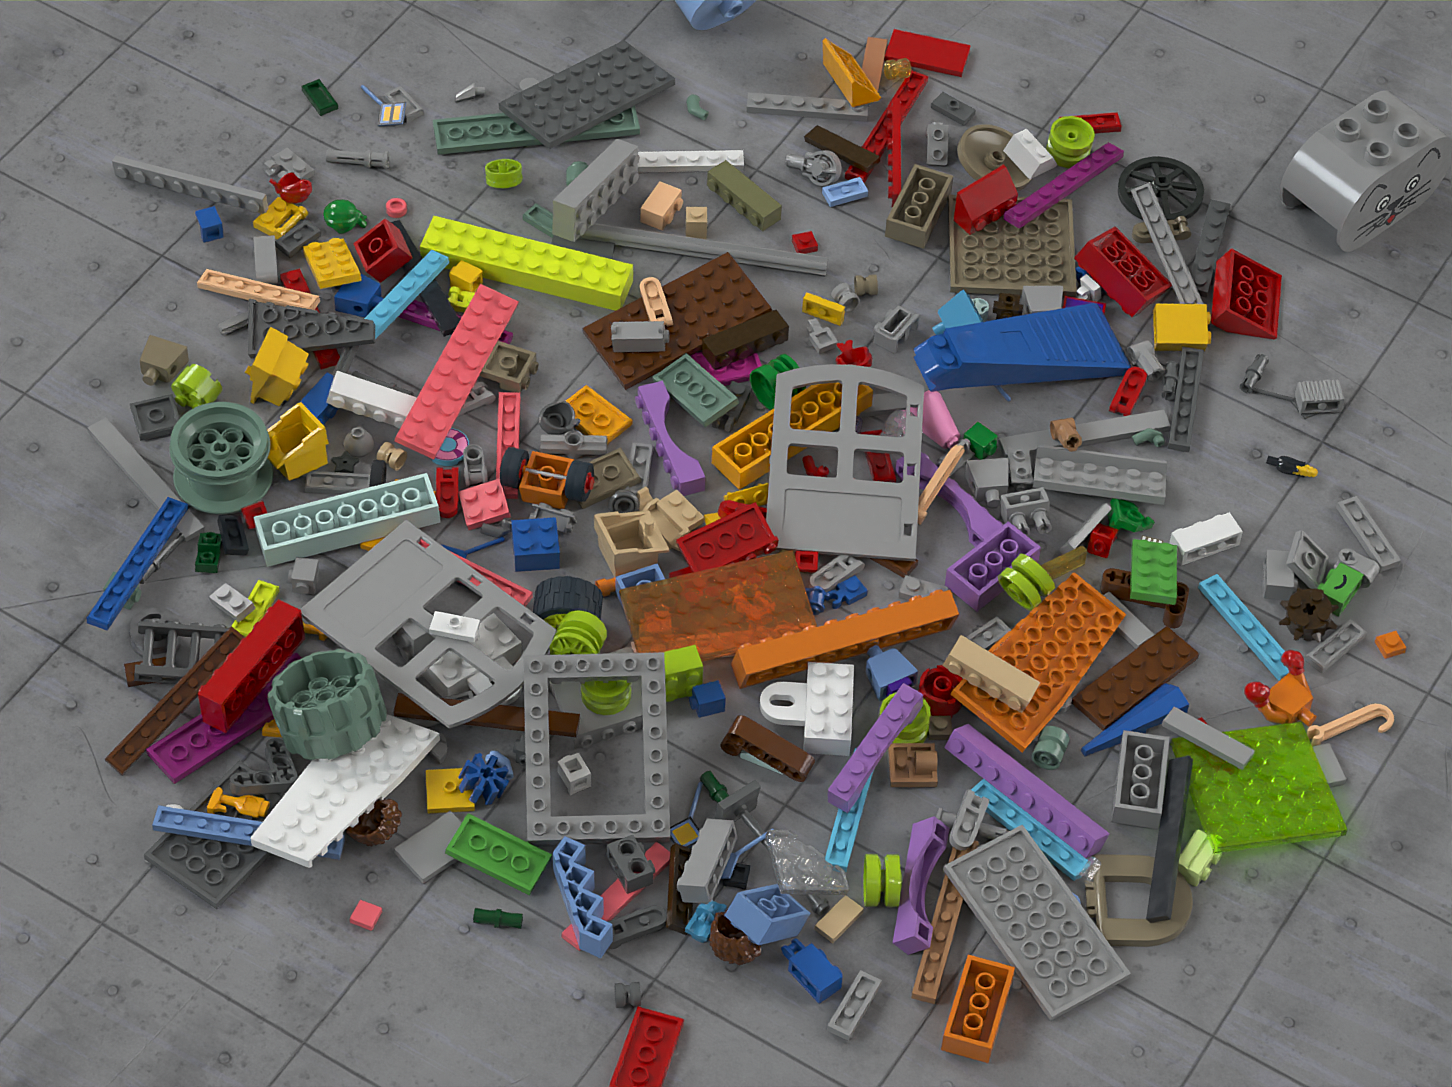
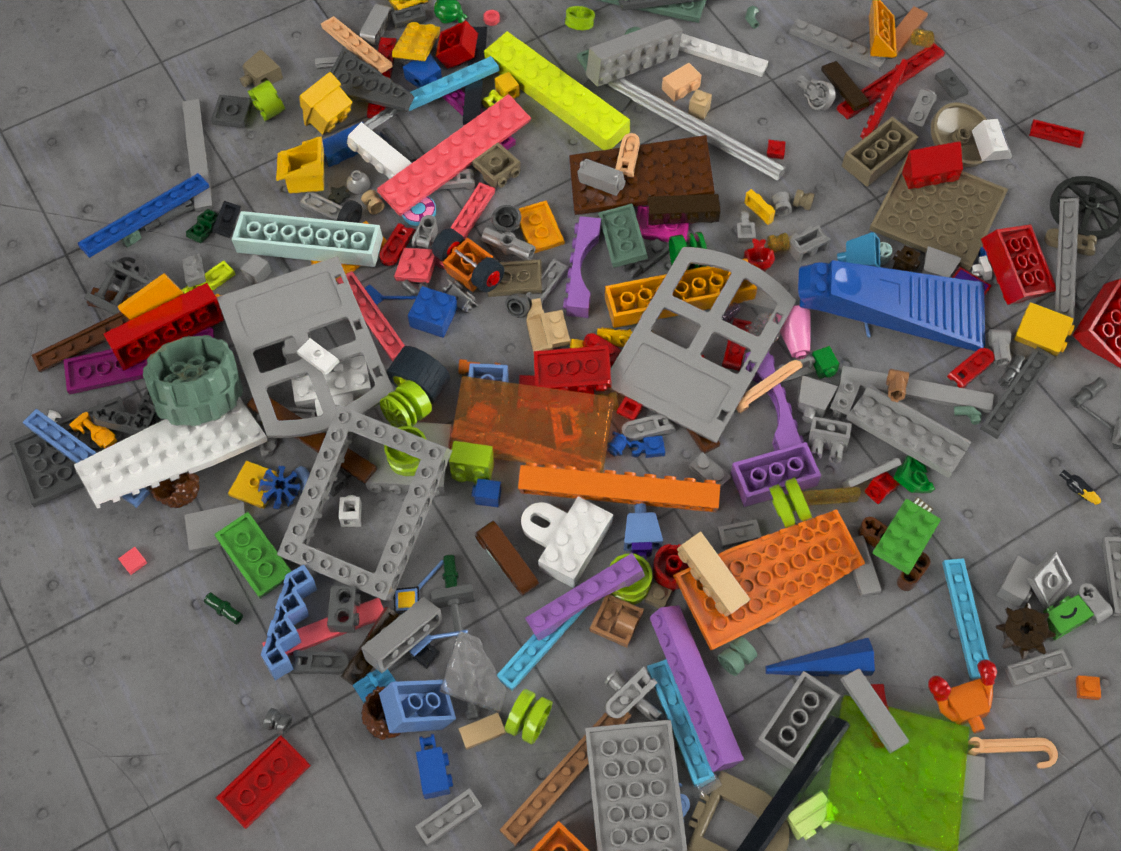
camera: 30 degrees right, 10 degrees up
(221, 457) = (242, 157): sand green wheel -> none
(234, 629) = (150, 297): none -> light orange tile
(252, 510) = (251, 206): red plate -> none
(629, 540) = (498, 337): tan piece -> none
(744, 195) = (748, 96): olive brick -> none
(812, 470) = (678, 333): red arm -> none
(845, 192) = (829, 120): light blue plate -> none
(867, 337) = (778, 242): none -> clear yellow wheel
(926, 845) = (535, 765): medium lavender arch -> none
(928, 52) = (955, 34): red tile -> none
(1063, 185) = (1007, 175): magenta plate -> none
(1070, 140) = (1031, 142): lime wheel -> none
(1135, 678) = (845, 622): reddish brown plate -> none
(1206, 538) = (970, 522): white brick -> none

